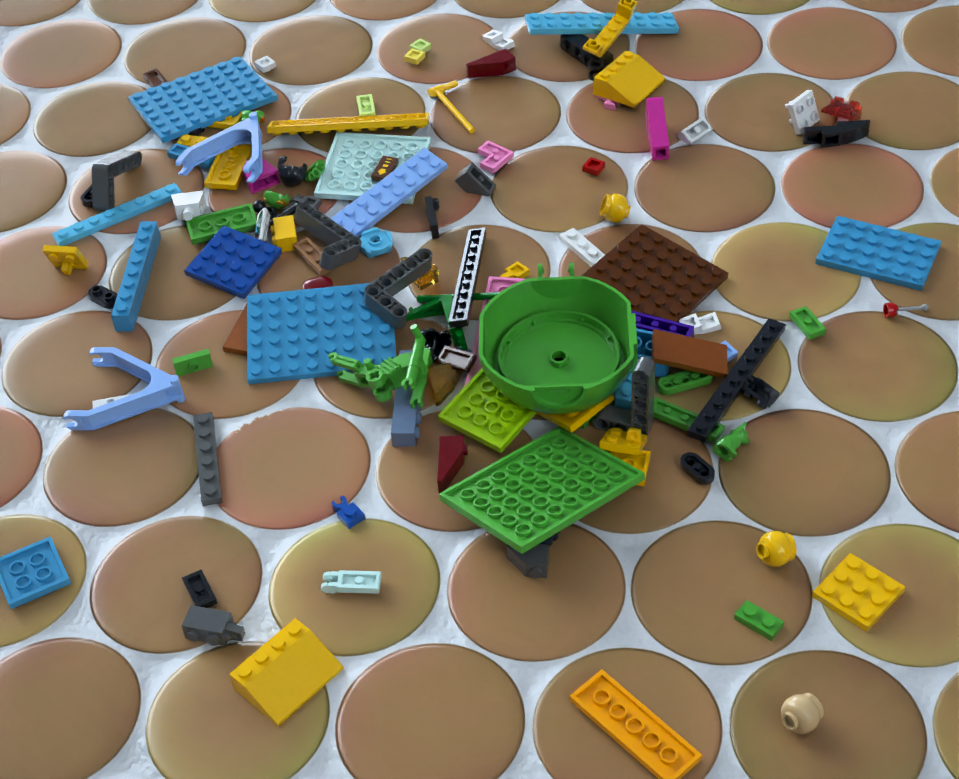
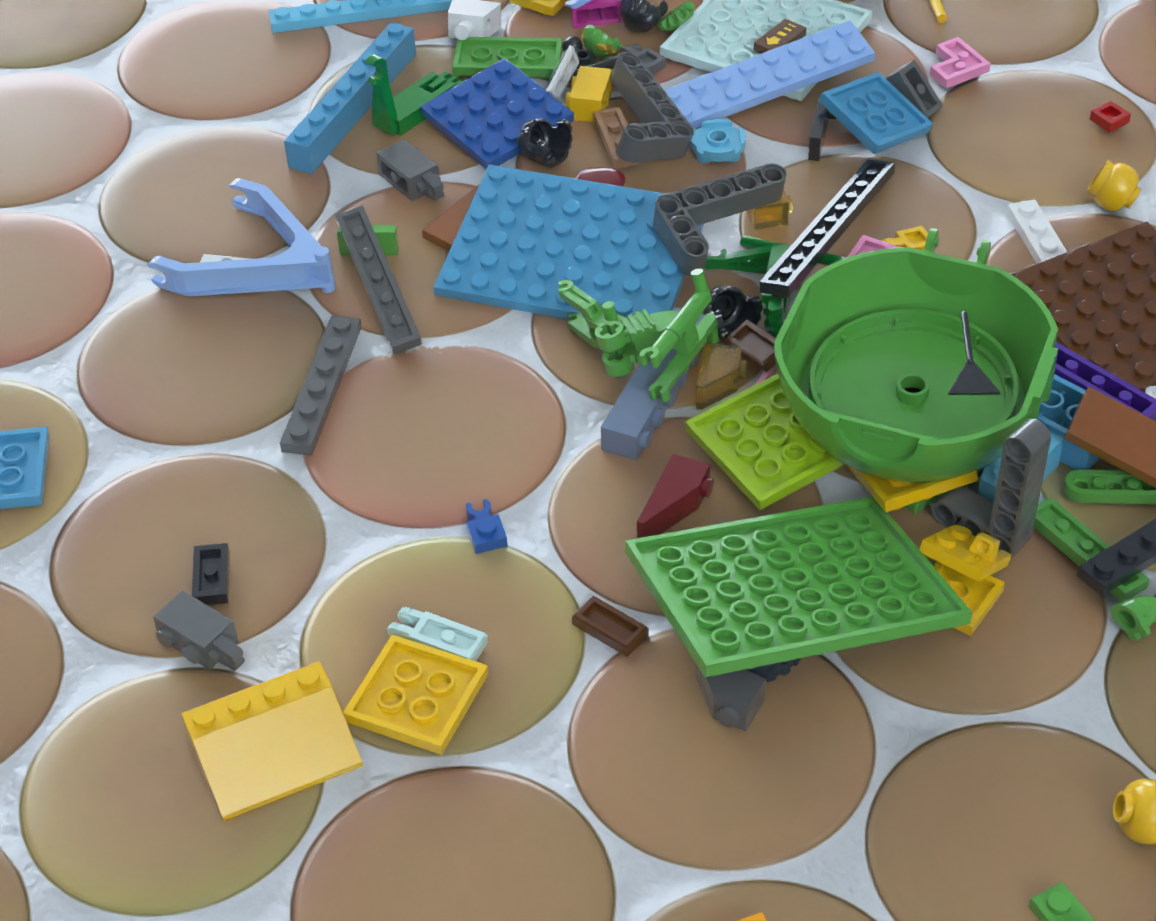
camera: 20 degrees right, 0 degrees up
(65, 258) = (265, 46): yellow hinge -> none
(102, 296) = (290, 111): black plate -> none
(171, 276) = (403, 111): none -> green hinge
(197, 312) = (410, 171): none -> dark grey hinge
(214, 385) = (378, 280): none -> dark grey plate
(273, 271) = (545, 142): none -> black hair
(356, 618) = (416, 694): none -> yellow plate
(446, 544) = (610, 626): none -> reddish brown tile
(462, 200) = (876, 112): none -> dark azure plate
(596, 344) = (971, 378): none -> black piece
(700, 470) = (1077, 640): black plate -> none

